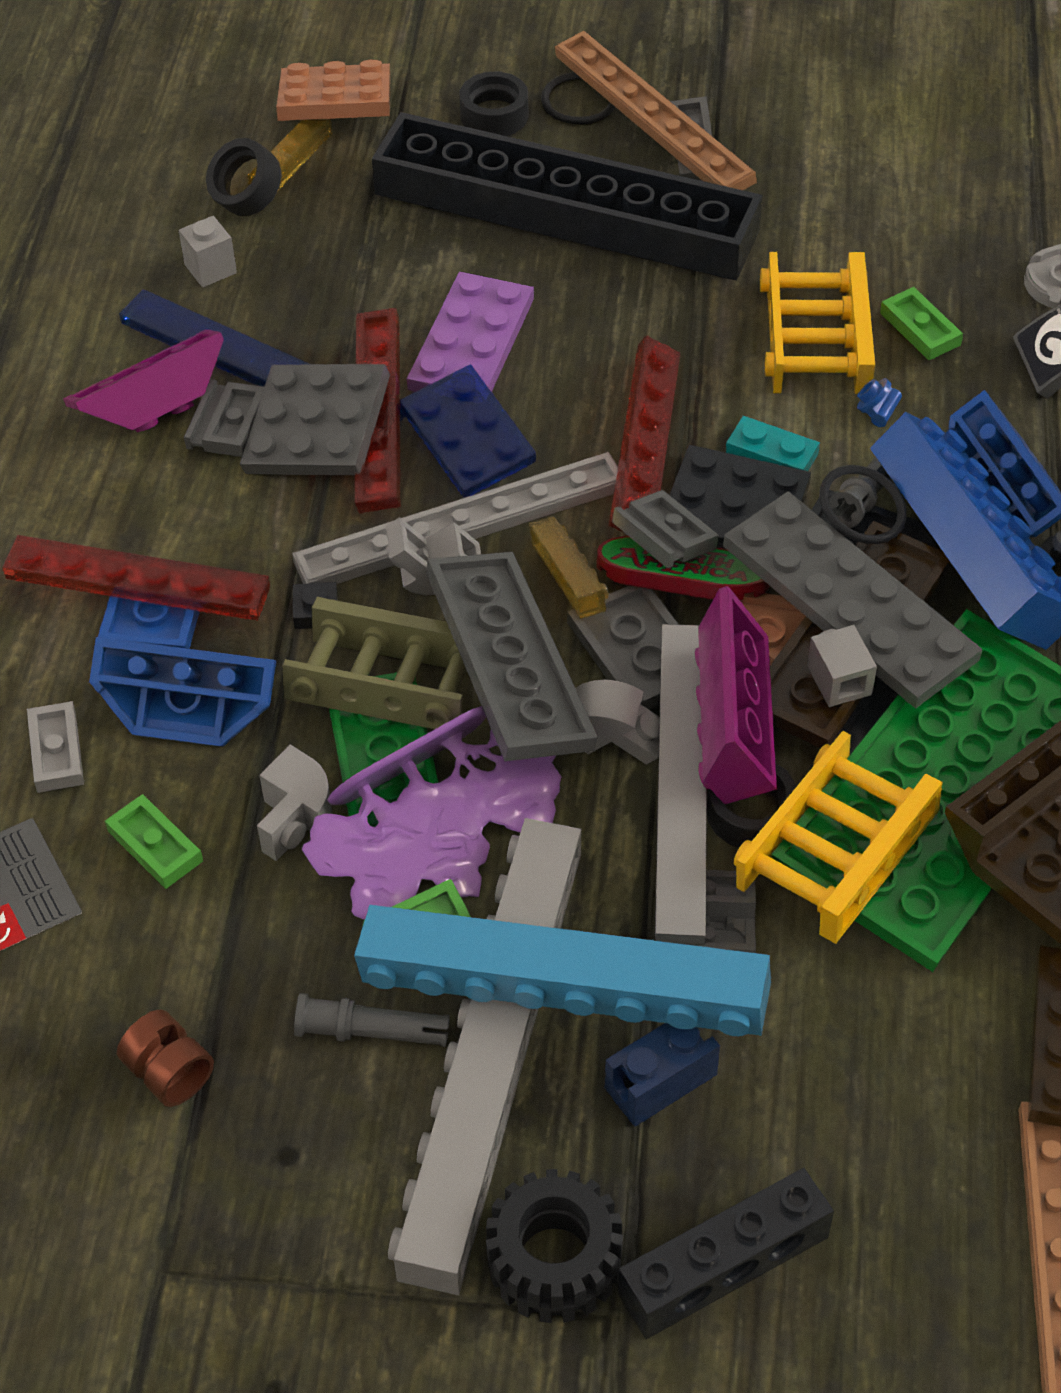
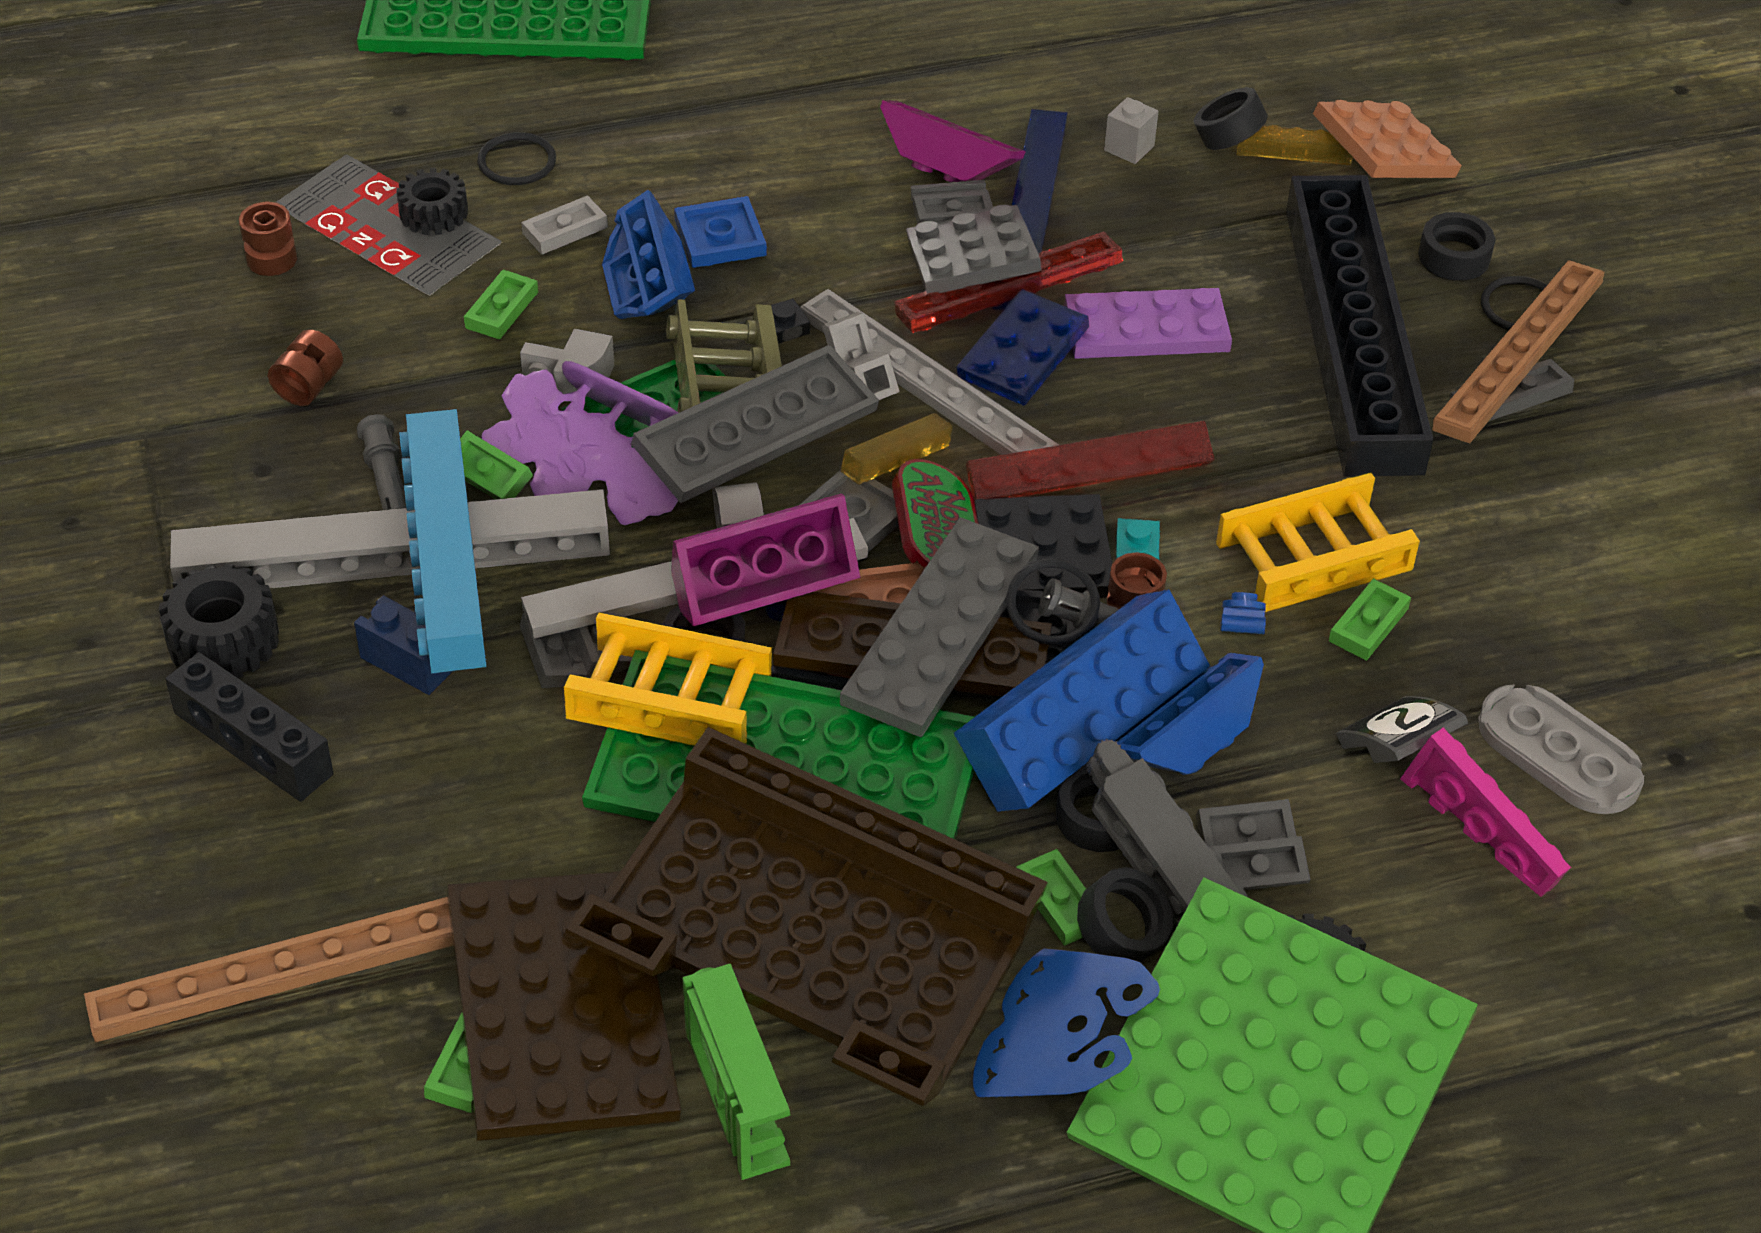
camera: 65 degrees right, 5 degrees down
(137, 577) = (741, 207): clear red plate -> none
(665, 528) = (962, 487): dark grey plate -> none
(835, 445) = (1134, 576): none -> copper wheel
(841, 665) = (845, 629): light grey brick -> none

